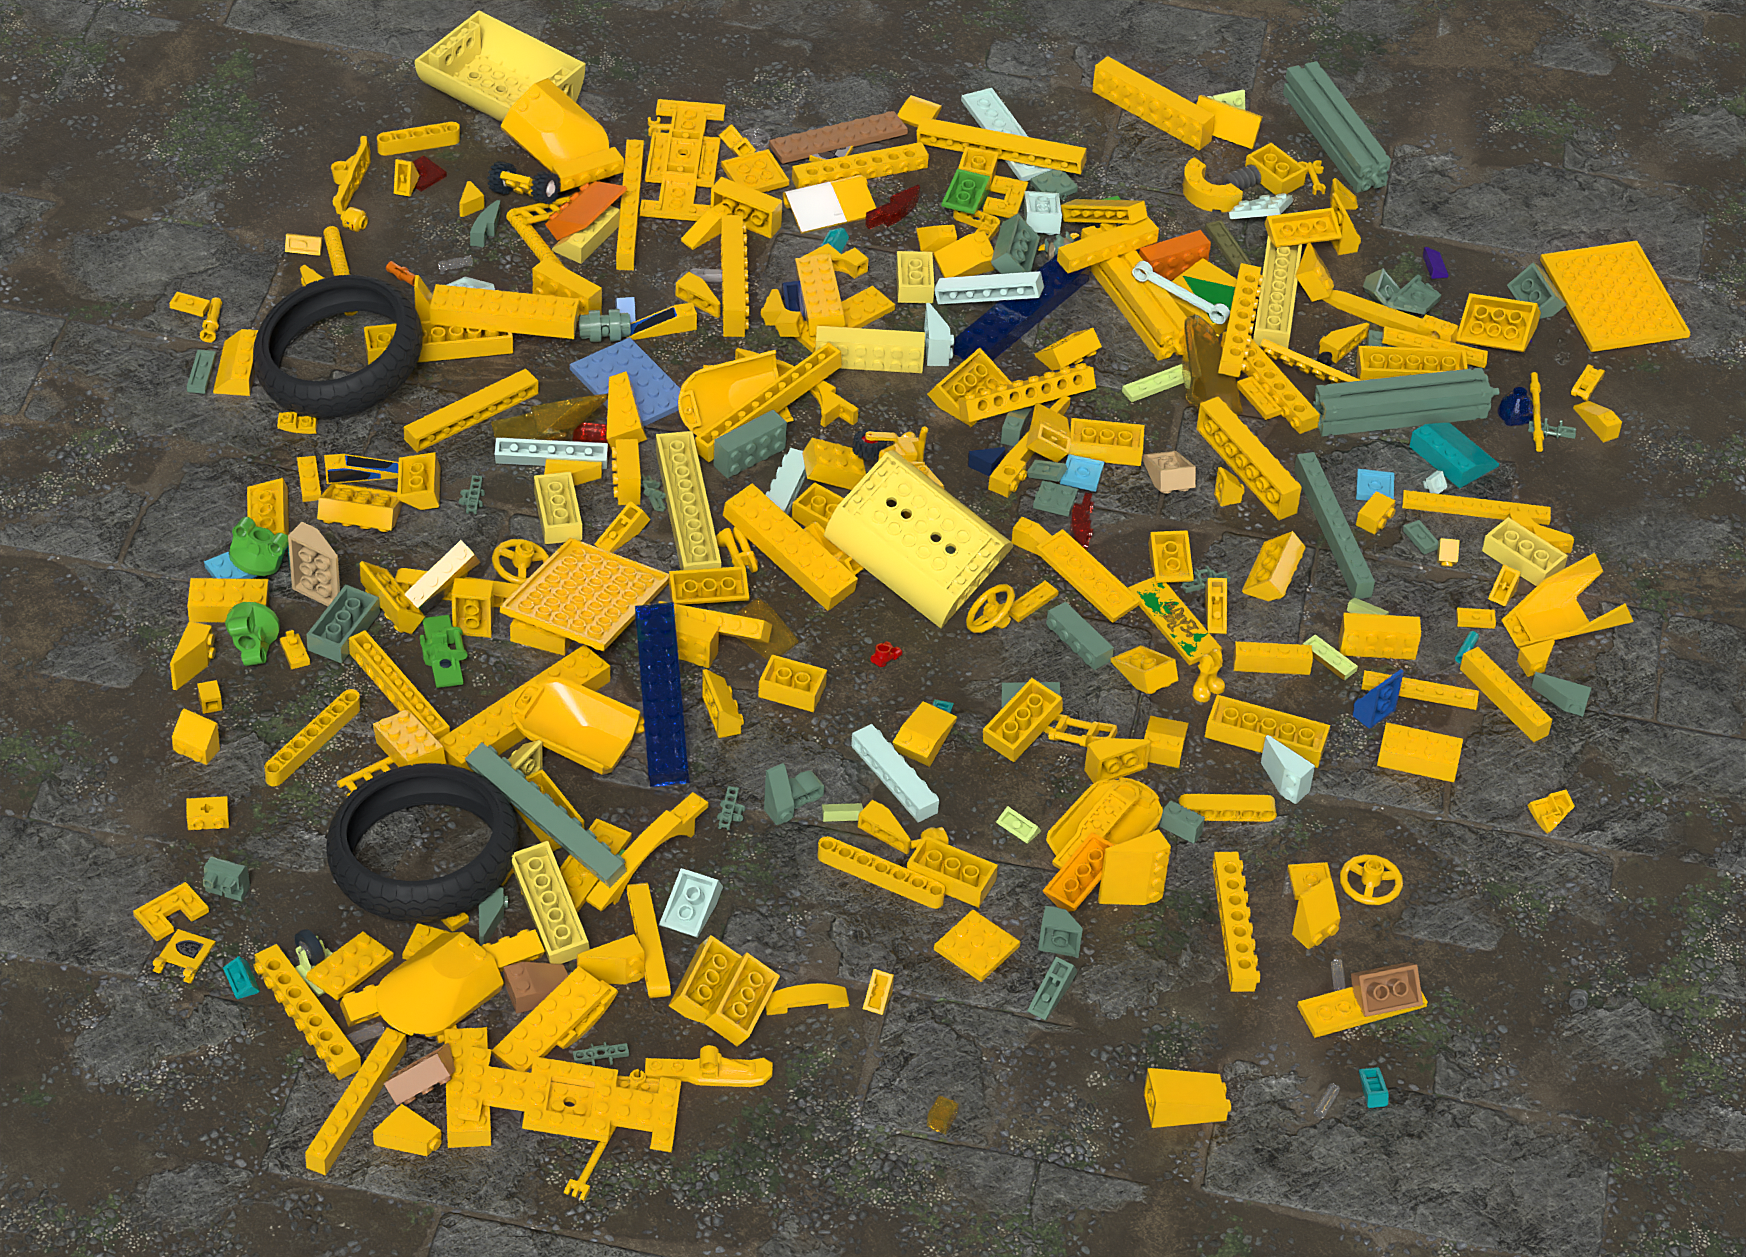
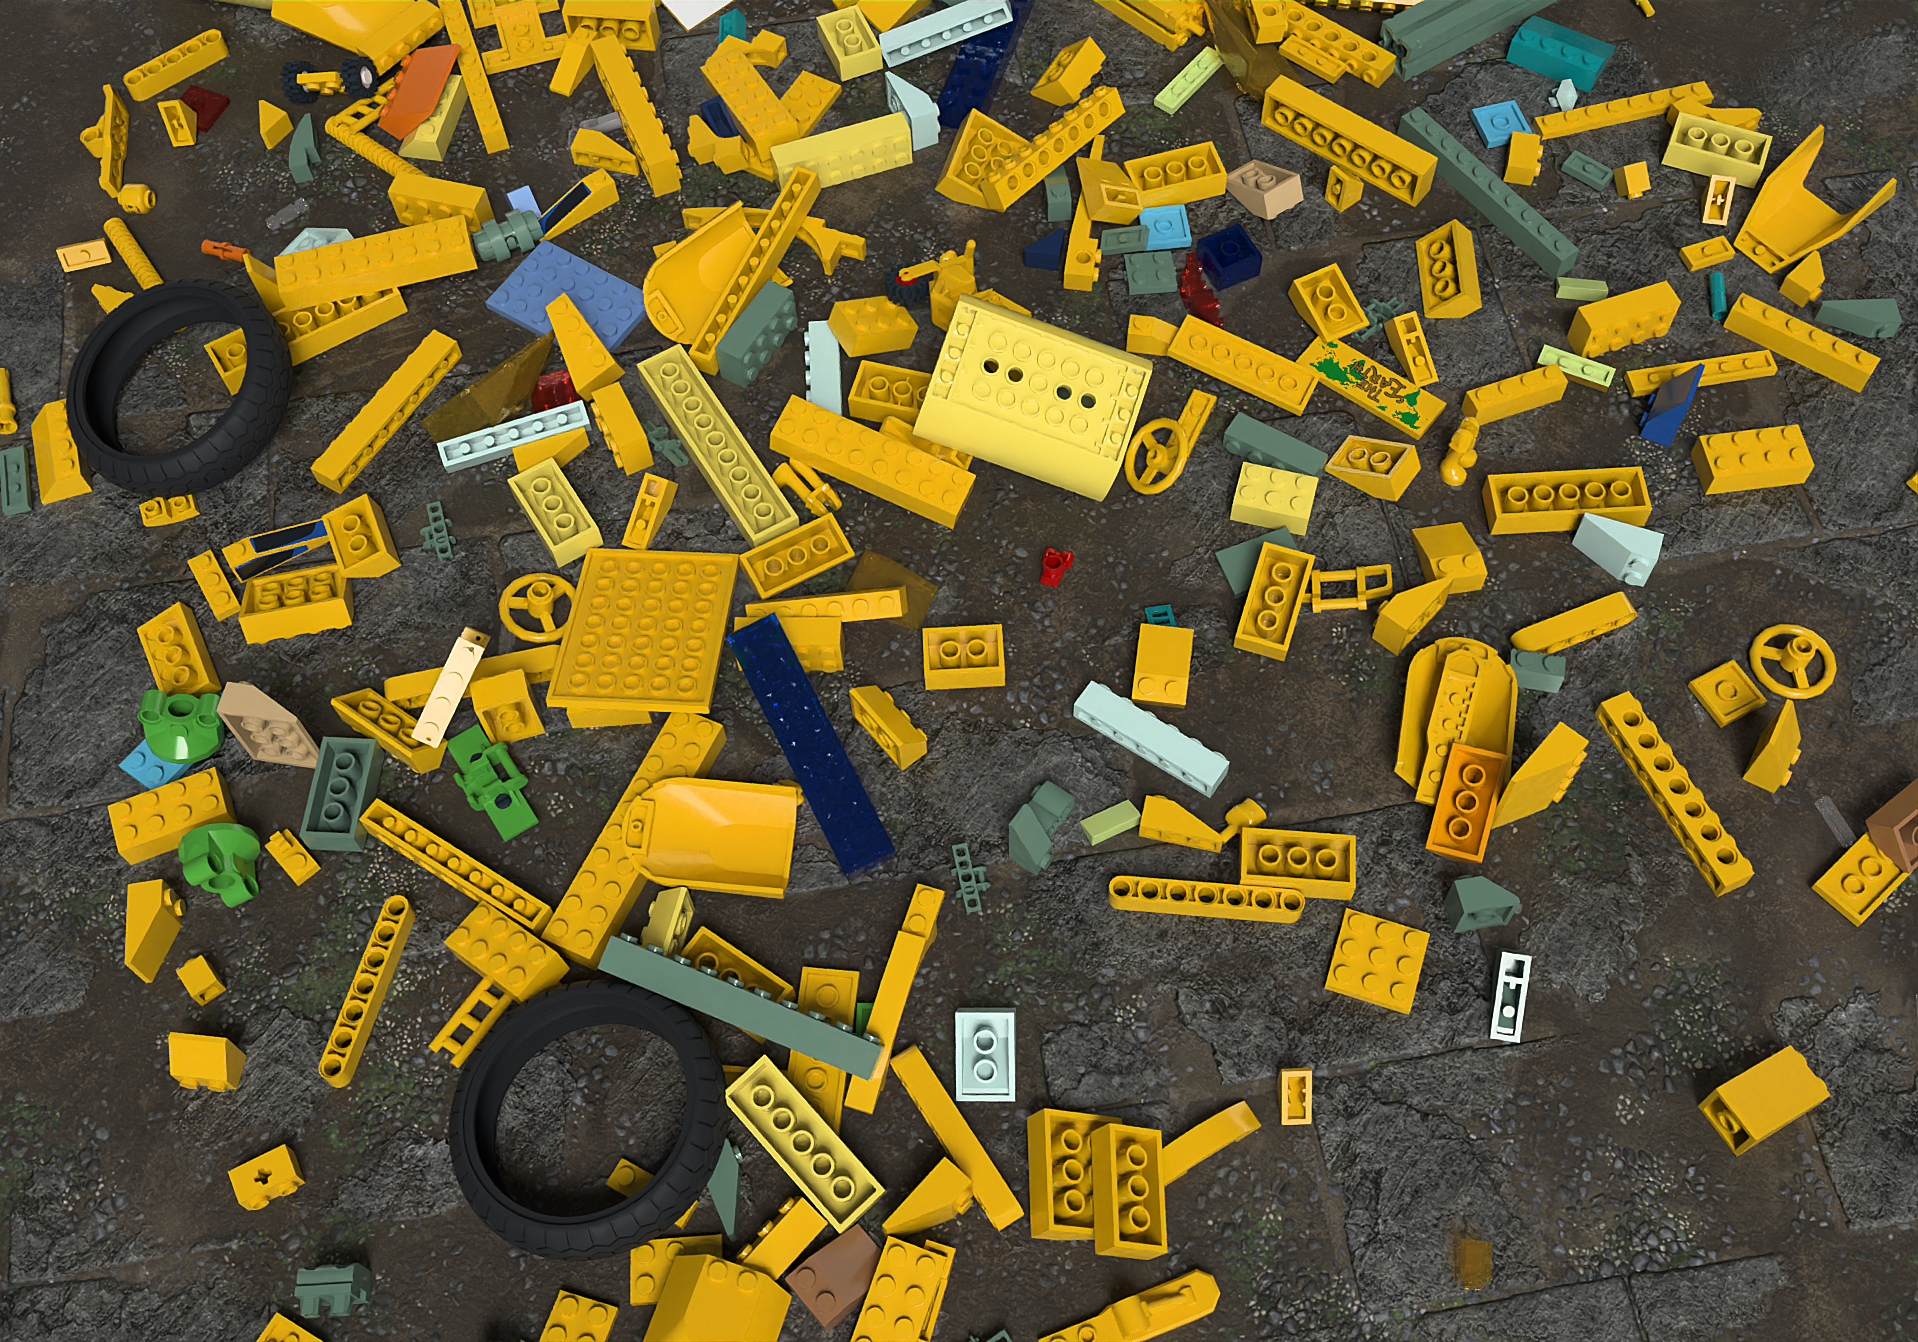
camera: 15 degrees left, 15 degrees up
(1018, 825) = (1336, 753): yellowish green slope -> none
(1061, 662) = (1273, 498): none -> light yellow brick
(1116, 505) = (1229, 257): none -> clear blue brick

